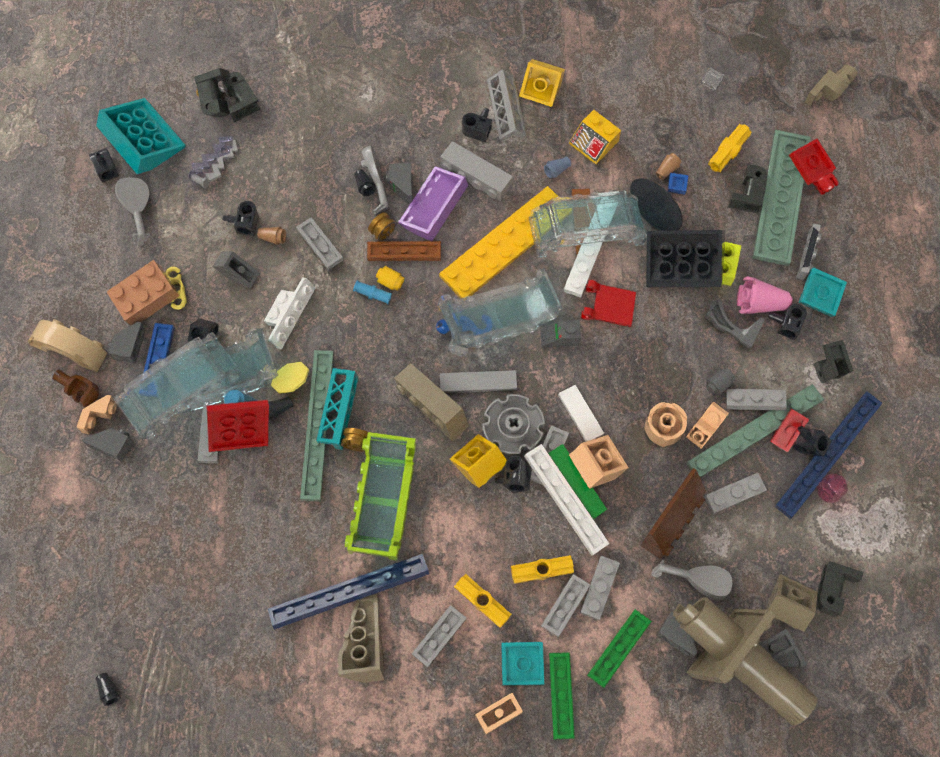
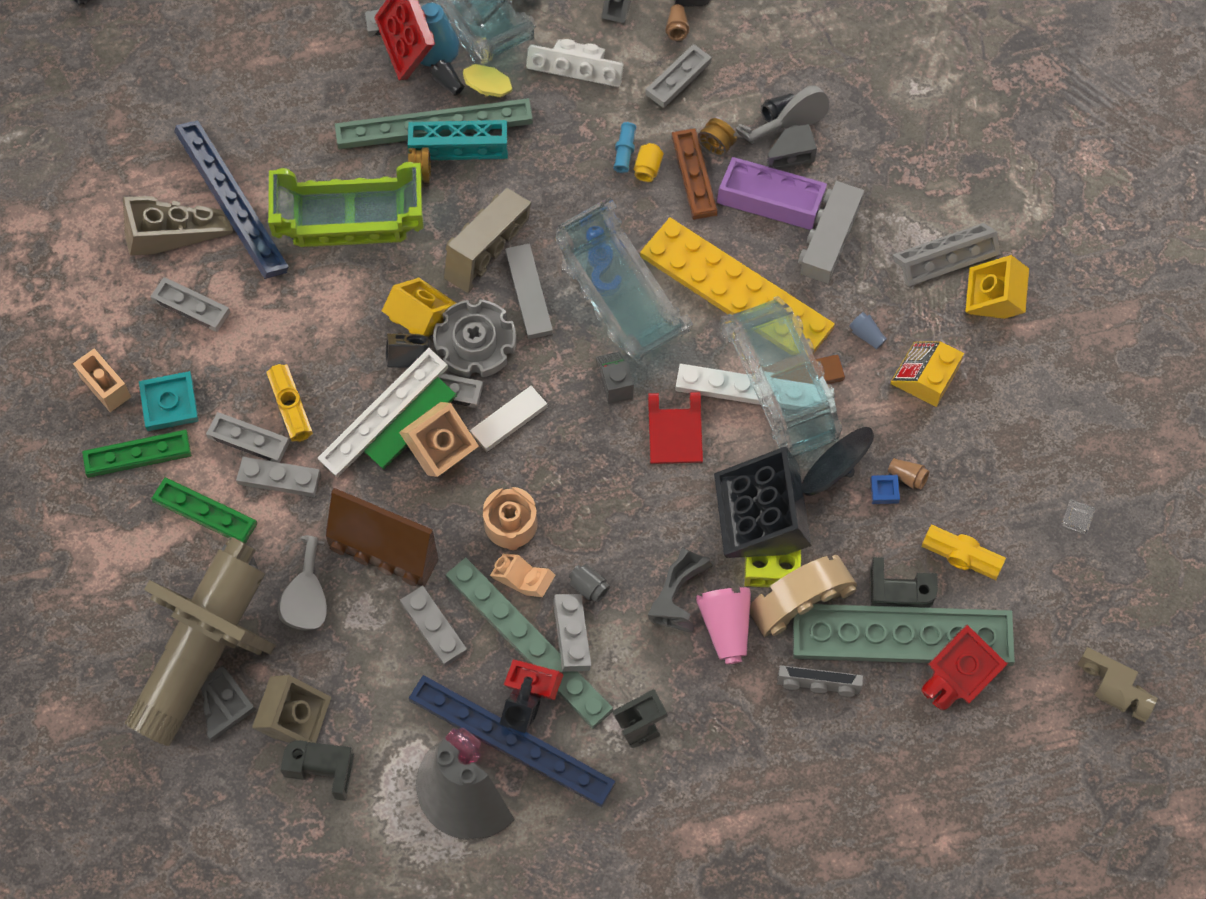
camera: 80 degrees right, 5 degrees down
(473, 591) = (230, 354): yellow piece -> none
(481, 125) = (901, 226): black piece -> none
(753, 245) = (799, 591): none -> tan brick
(790, 326) = (698, 661): black piece -> none
(822, 292) = (757, 704): teal plate -> none
(869, 499) = (459, 796): none -> dark grey cone

